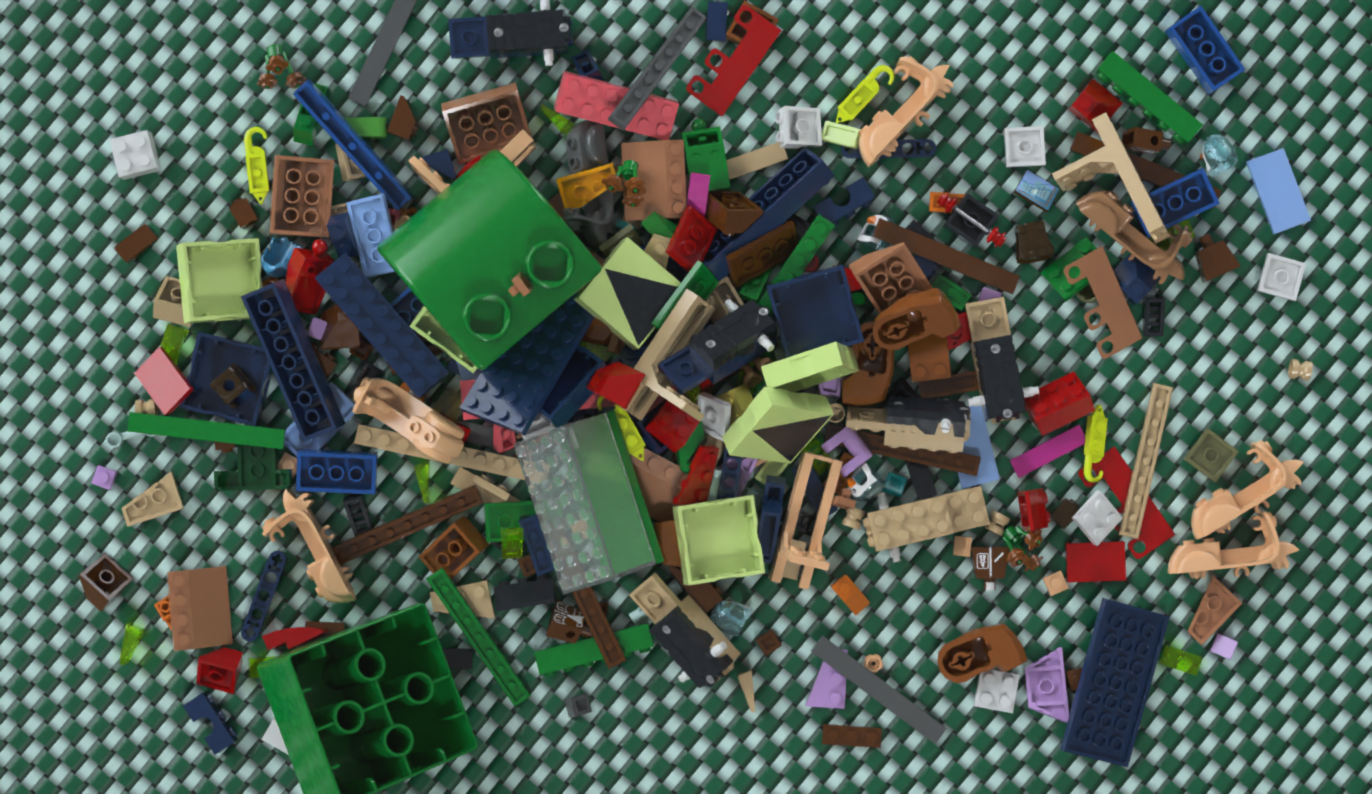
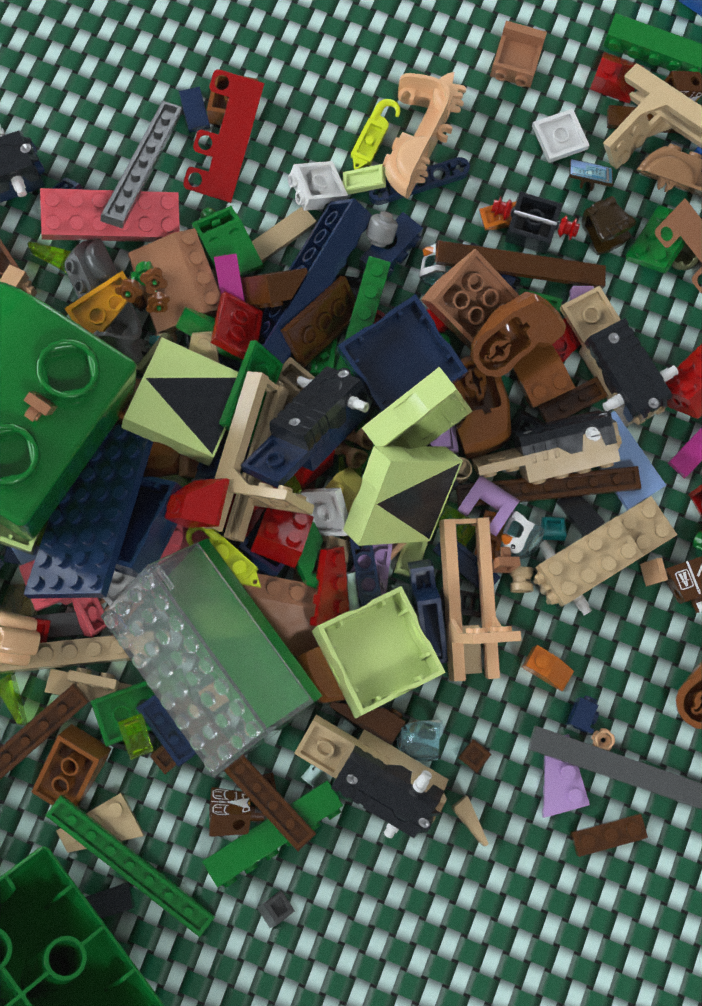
camera: 25 degrees left, 10 degrees down
(524, 593) = (169, 793): black slope -> none
(838, 189) = (381, 229): none -> light grey head
(865, 638) = (583, 714): none -> dark blue brick
(1000, 520) = (684, 533): tan wheel -> none
(1014, 60) = (518, 54): none -> nougat panel

